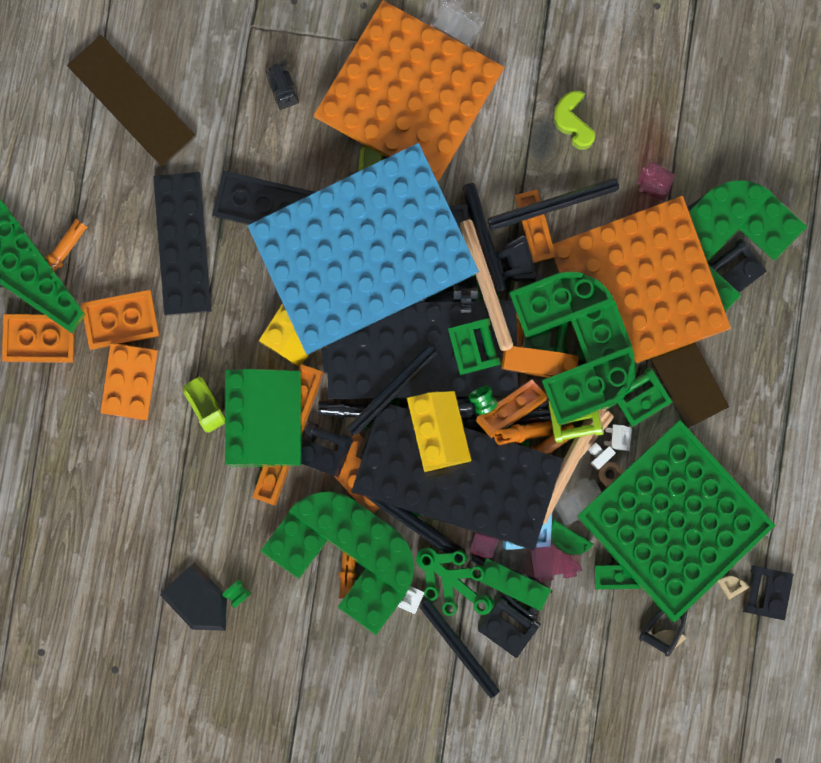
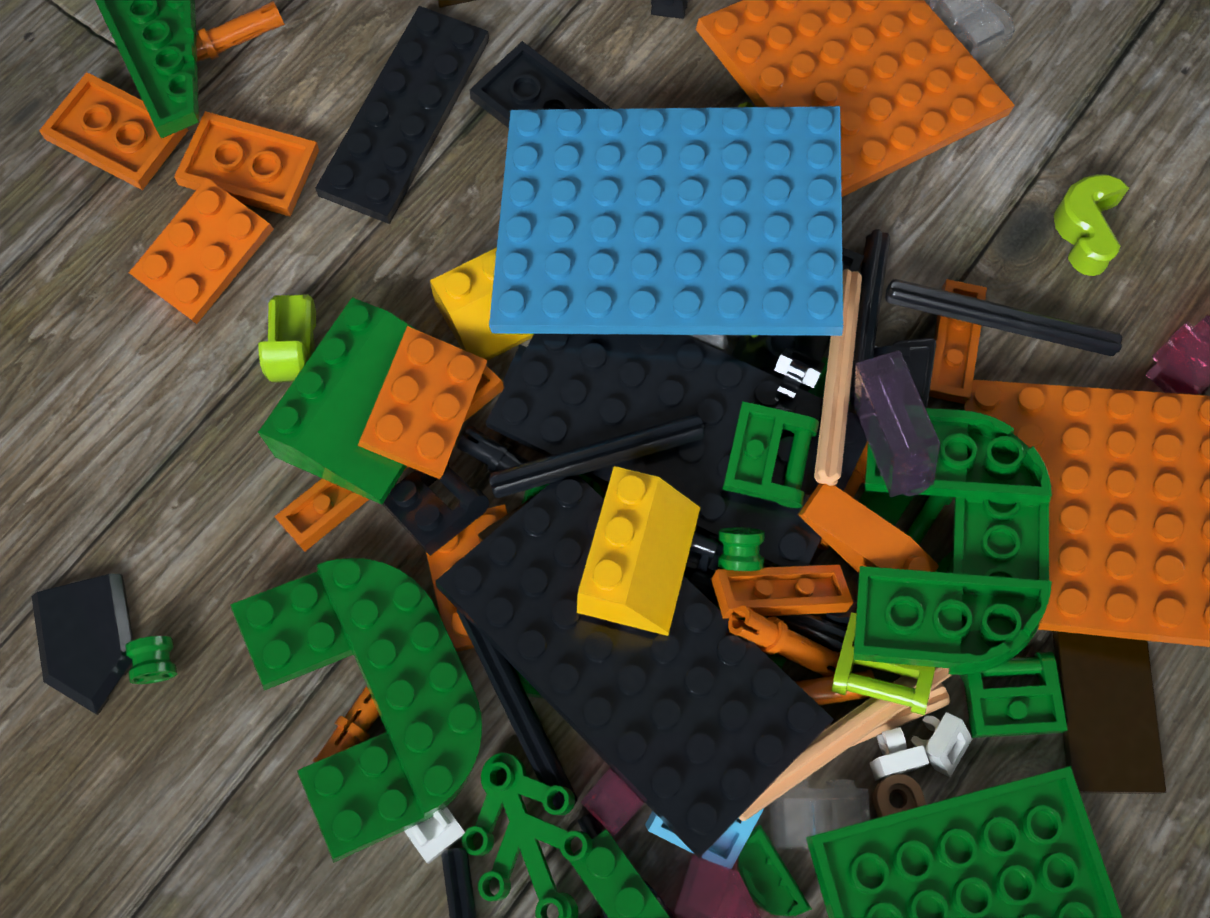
camera: 25 degrees right, 15 degrees down
(293, 406) = (423, 403): none -> orange plate
(526, 306) = (896, 424): none -> clear purple window

